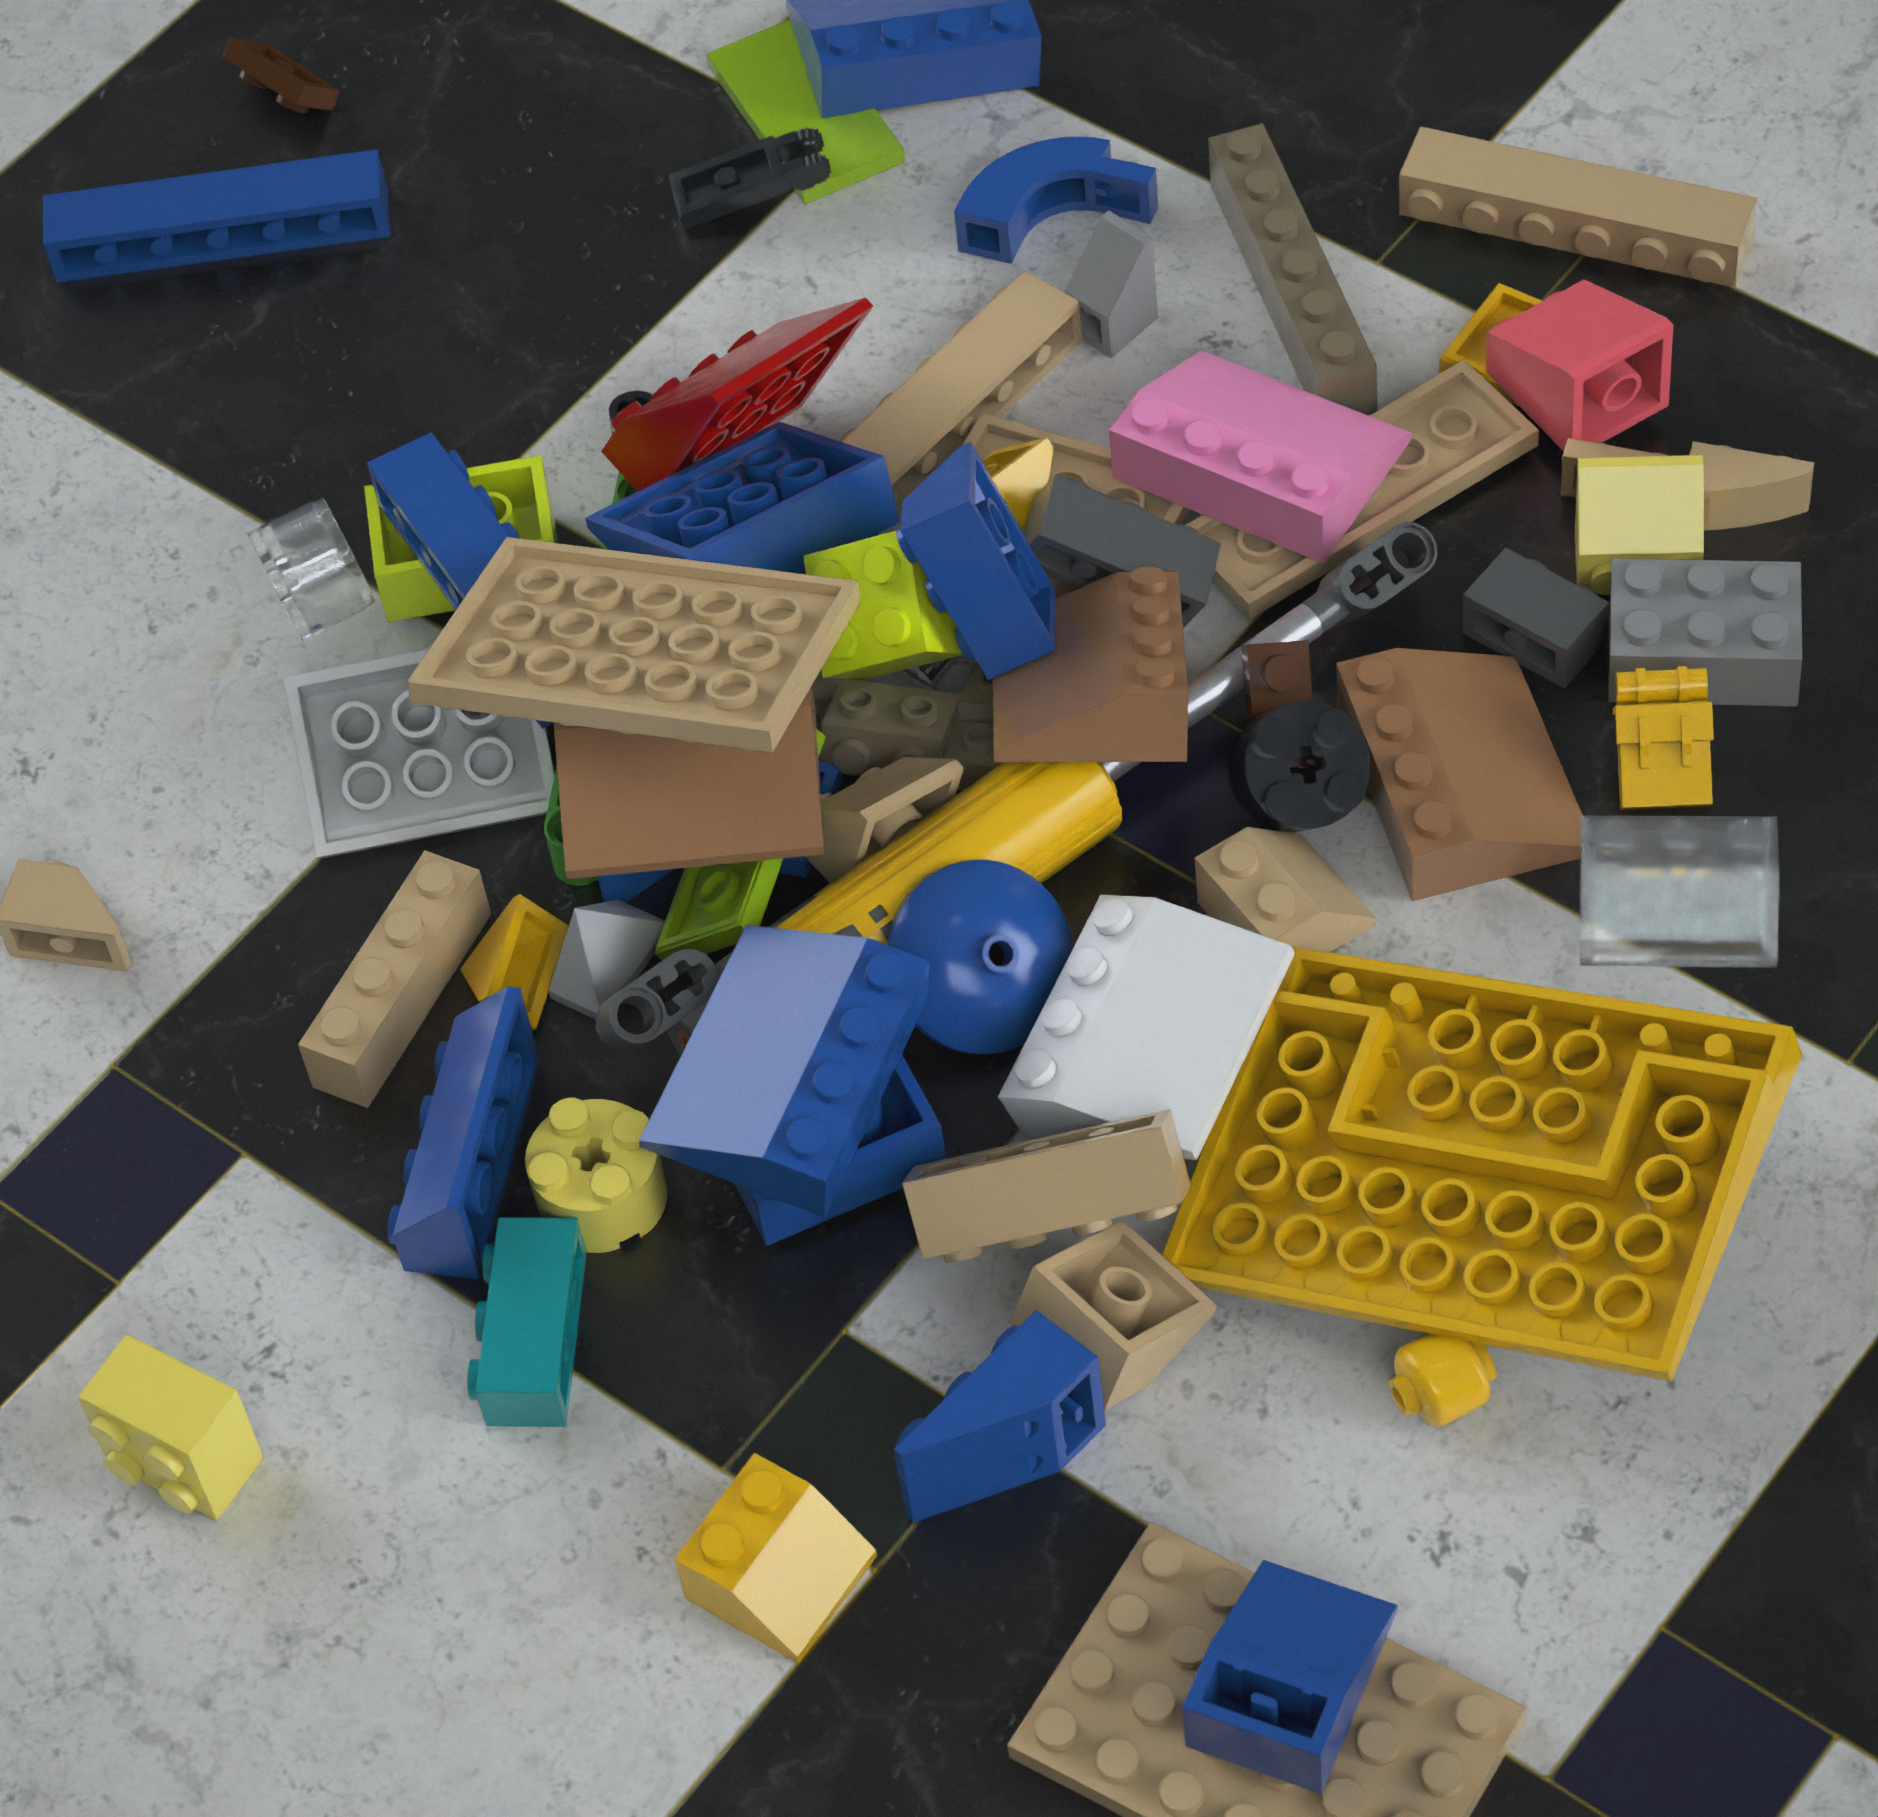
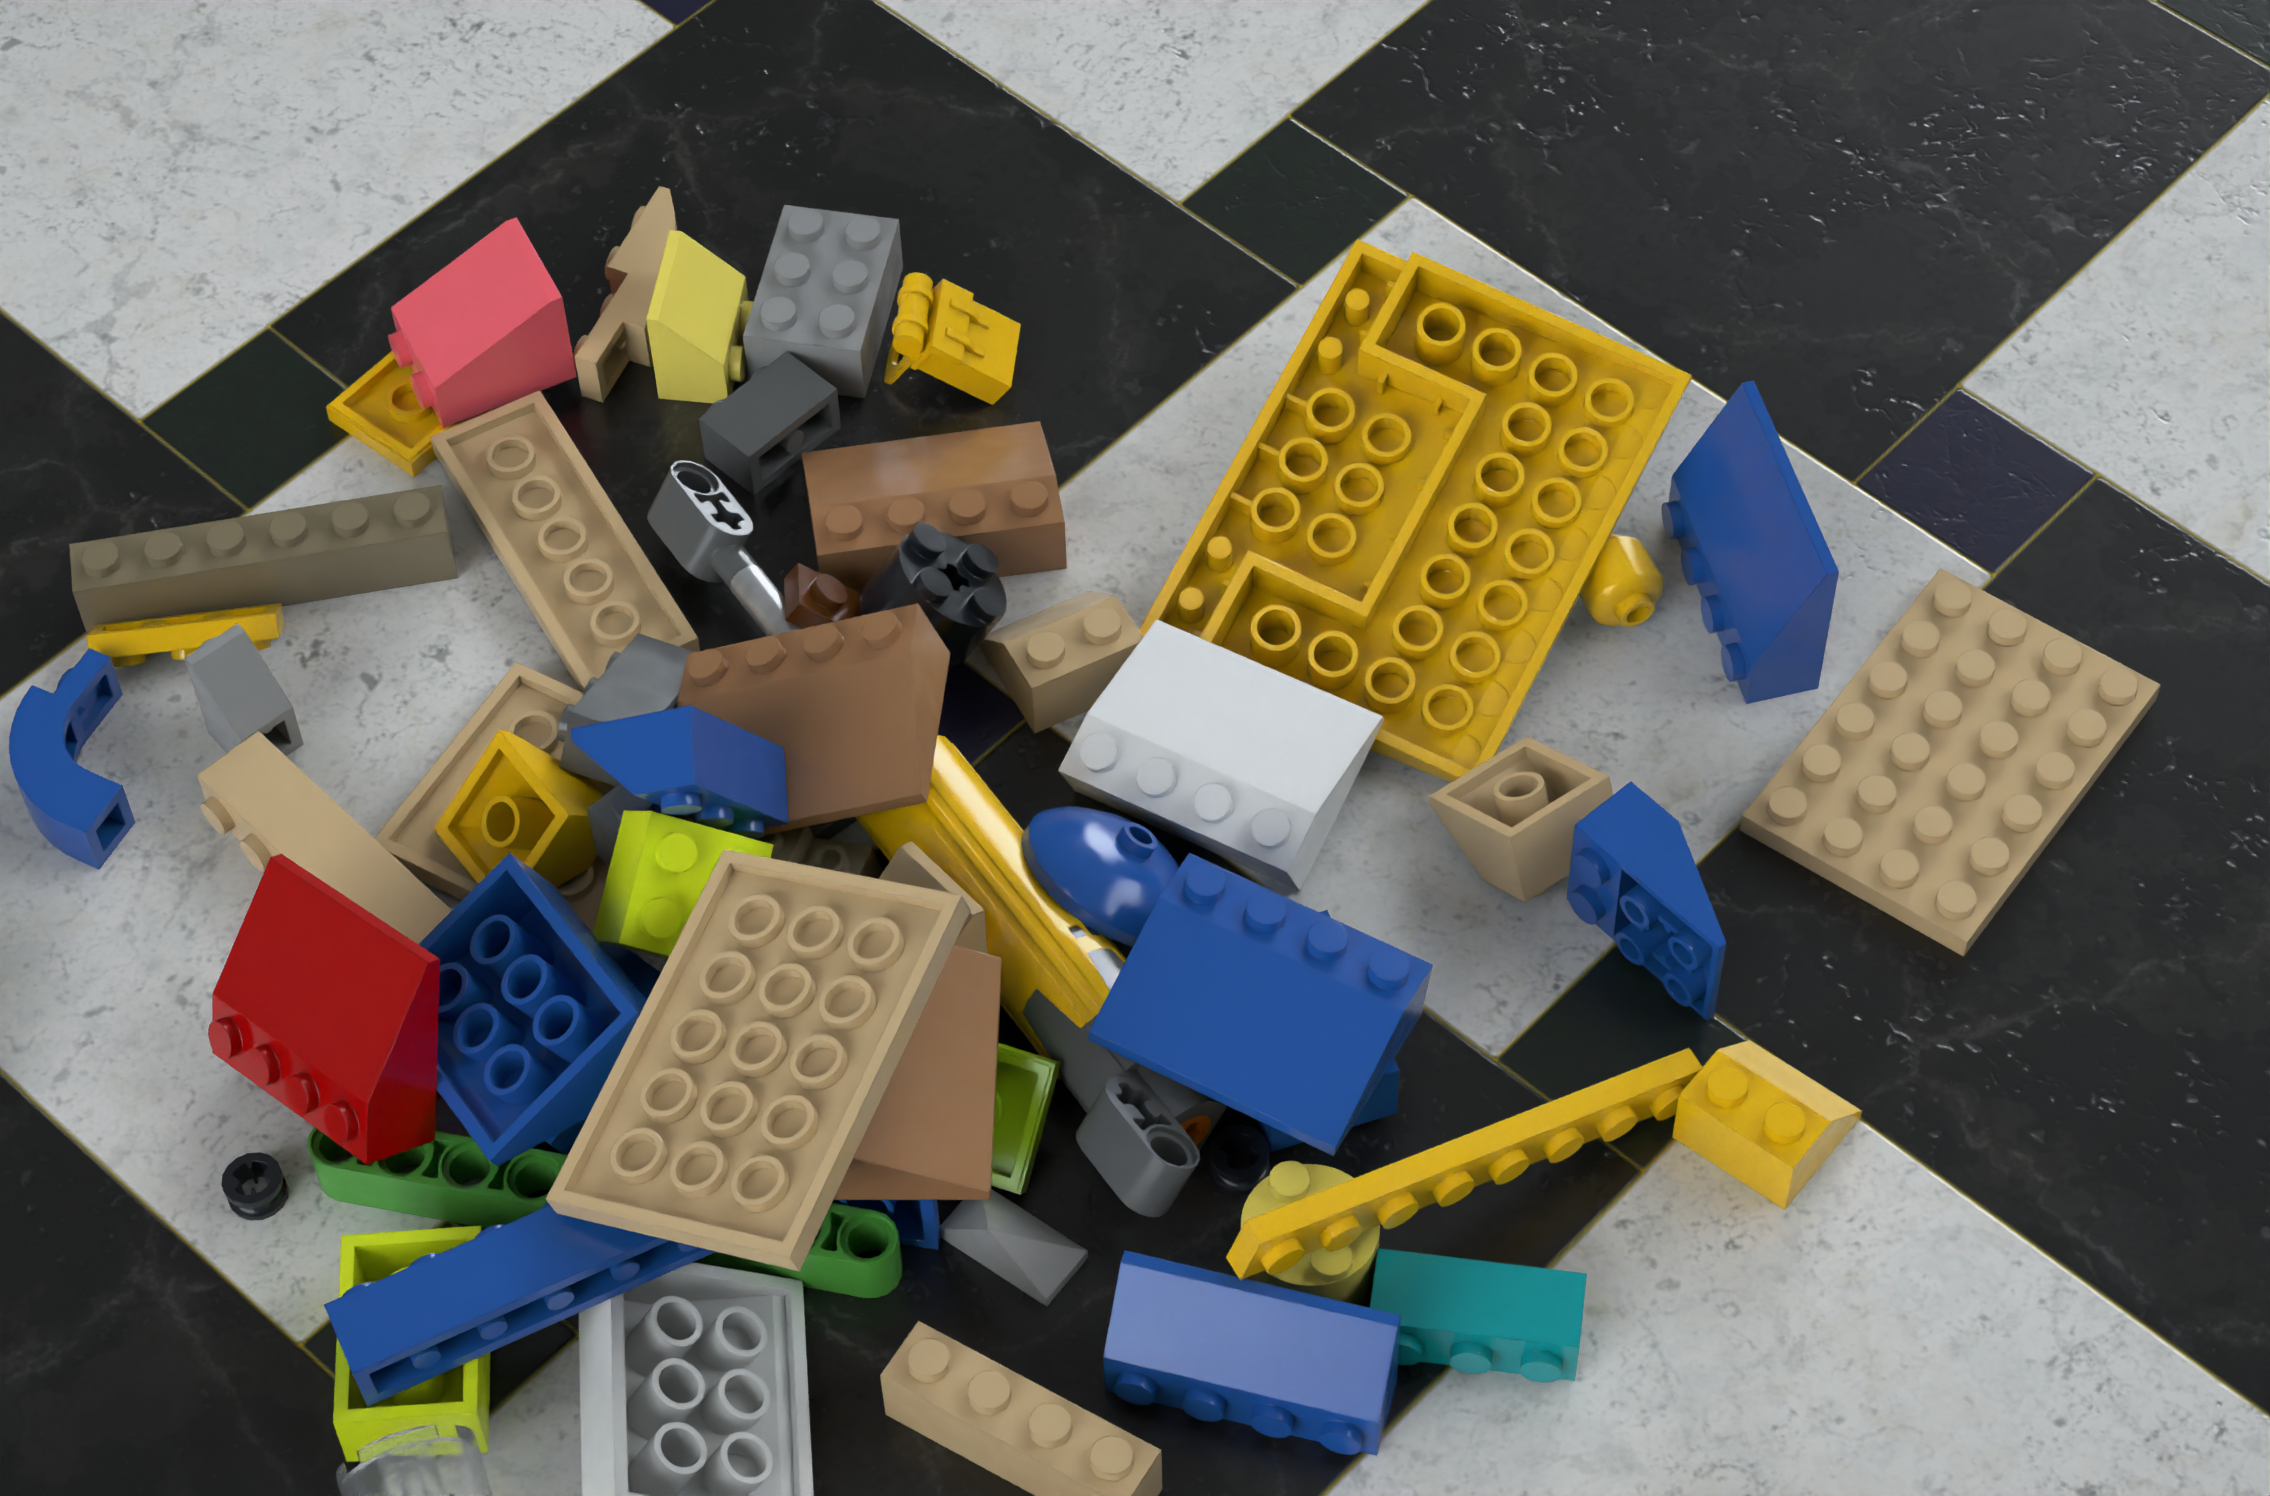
camera: 90 degrees left, 0 degrees up
(518, 953) = (1010, 1326): yellow slope -> none
(631, 1247) = (1454, 1168): none -> yellow plate
(1047, 1186) = (1401, 827): tan brick -> none
(1206, 240) = (183, 634): none -> yellow plate
(1254, 453) = (517, 600): bright pink slope -> none
(1286, 1675) = (1934, 698): blue slope -> none
(1475, 1498) = (1753, 552): none -> blue slope
(1577, 206) = (249, 333): tan brick -> none
(1678, 891) = (1115, 361): clear slope -> none

